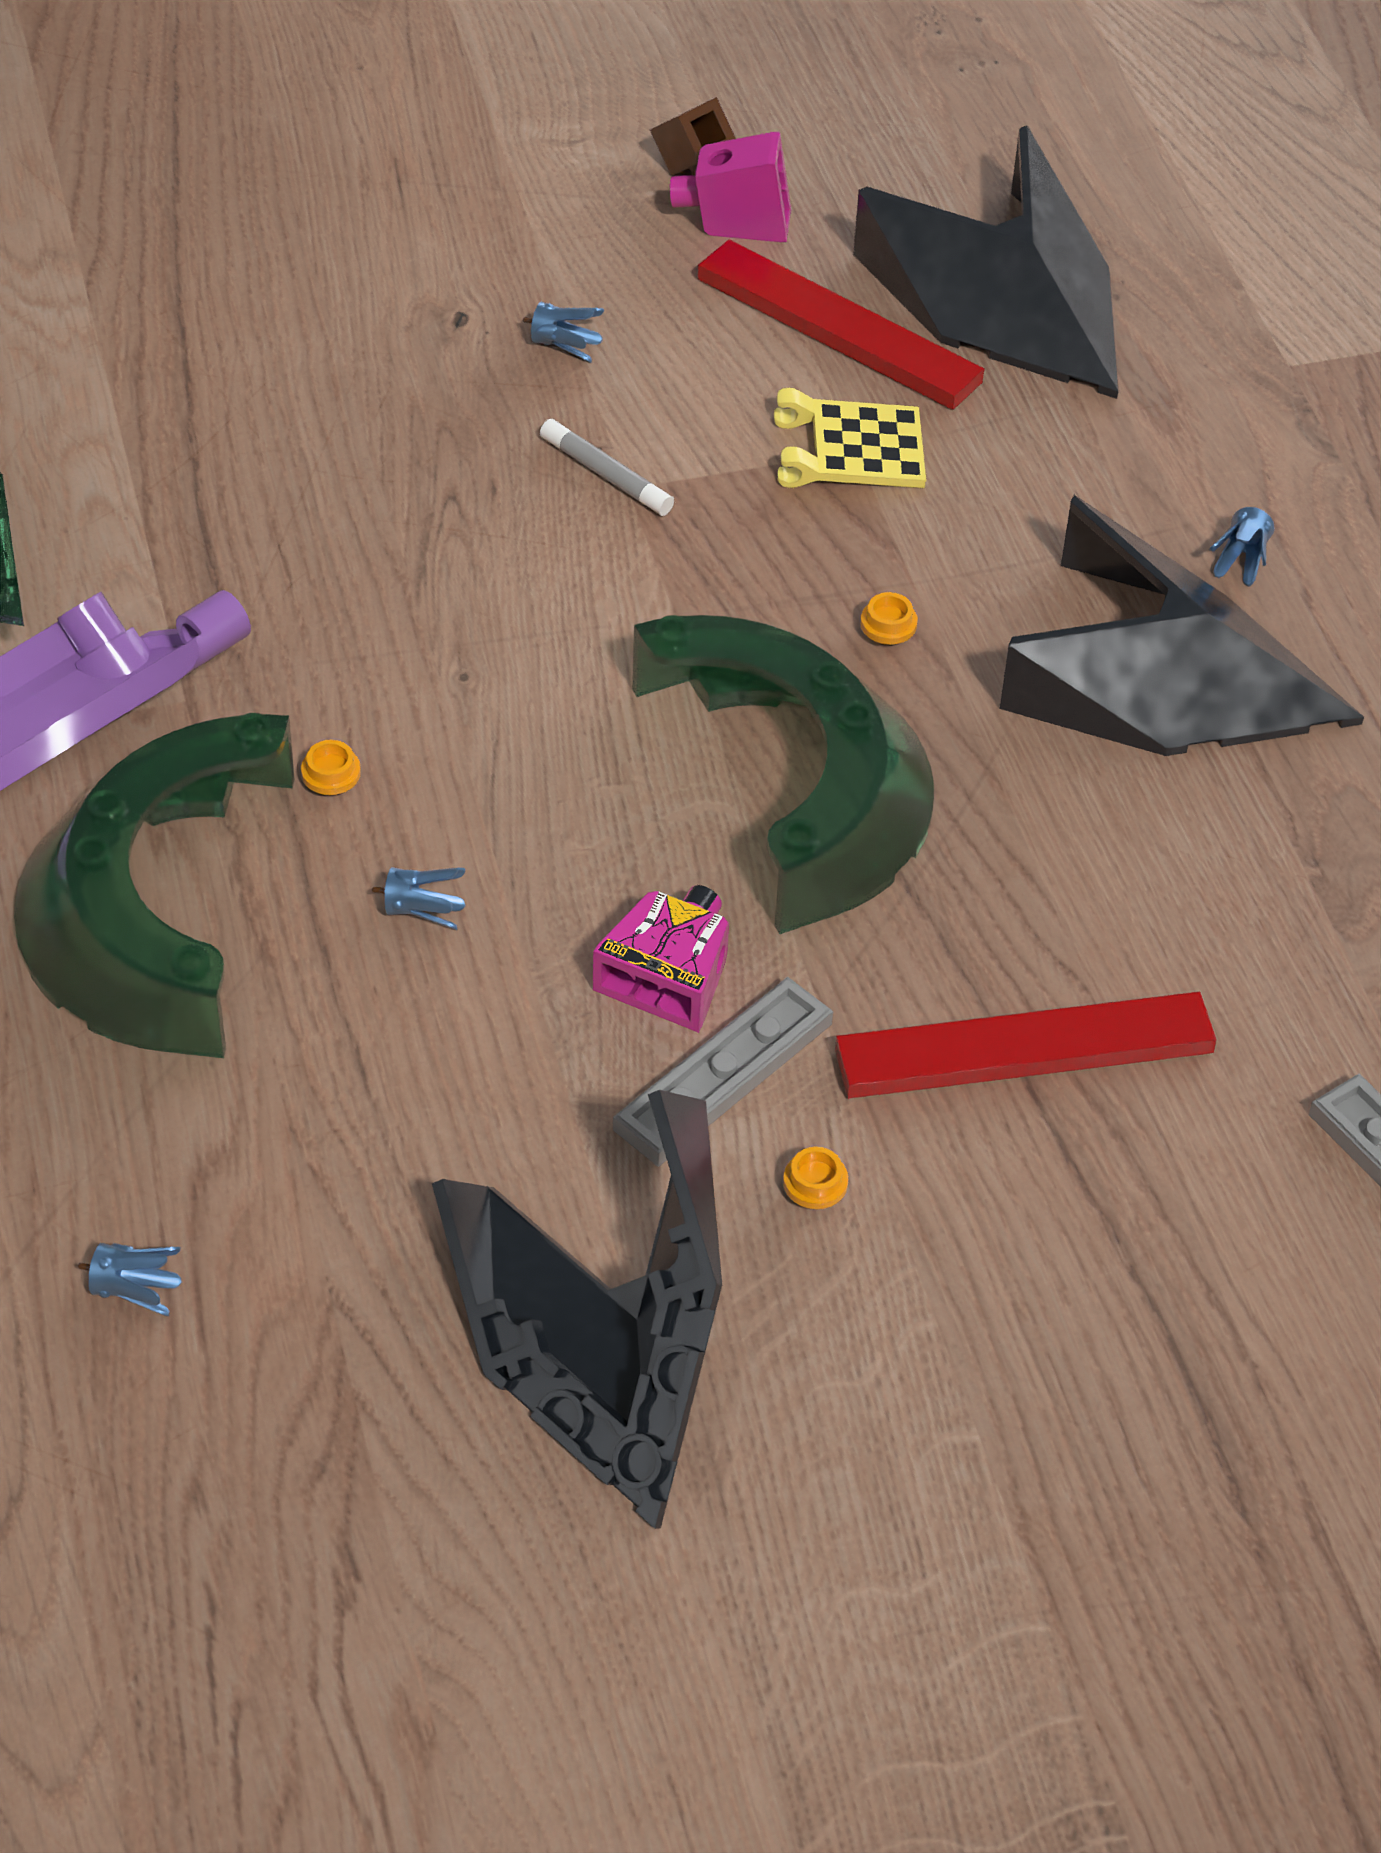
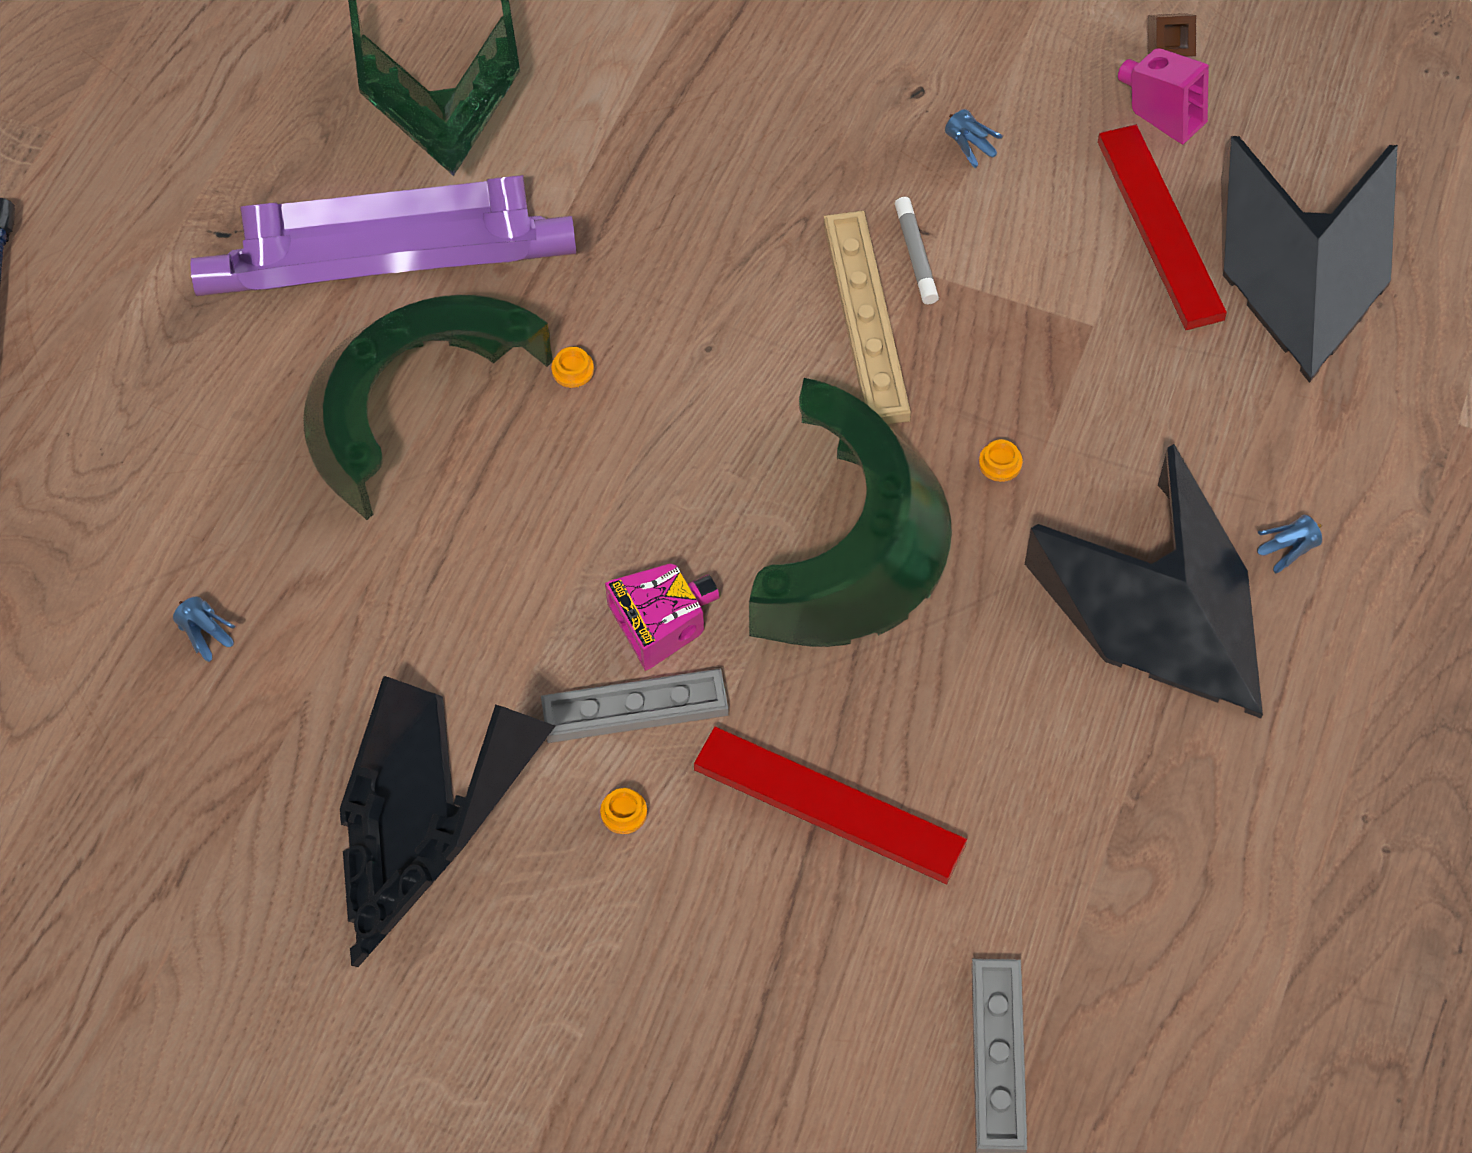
camera: 40 degrees right, 10 degrees up
(406, 897) = (547, 476): flat silver piece -> none
(596, 543) = (866, 316): none -> tan tile
(851, 442) = (1095, 321): light yellow flag -> none

